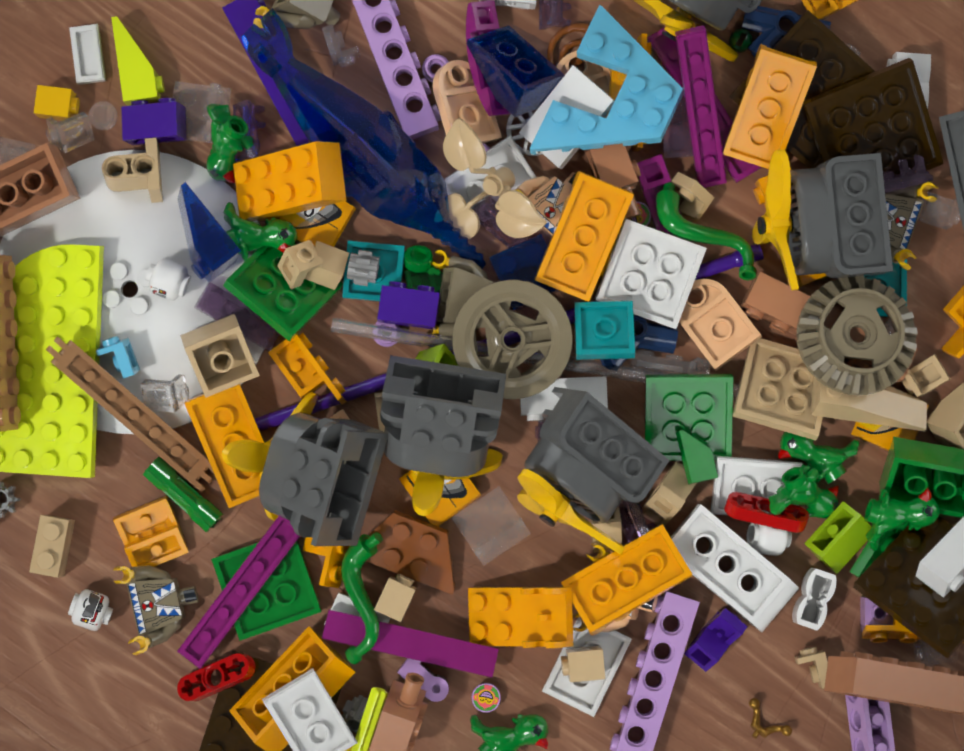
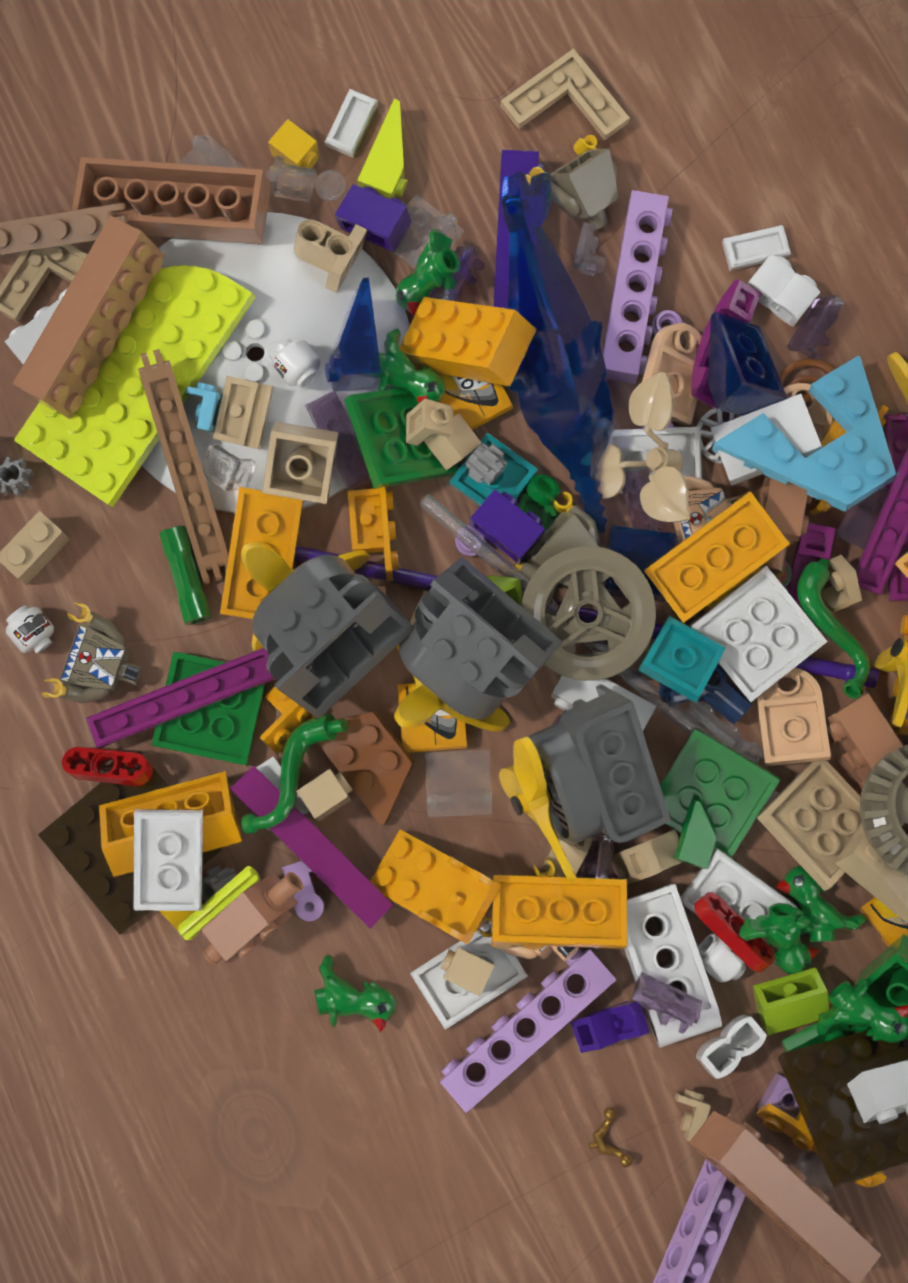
camera: 25 degrees right, 5 degrees down
(150, 343) = (243, 412): none -> tan plate
(151, 533) = (132, 594): light orange slope -> none
(486, 697) = (352, 945): tile -> none
(746, 596) = (667, 1000): none -> clear purple plate

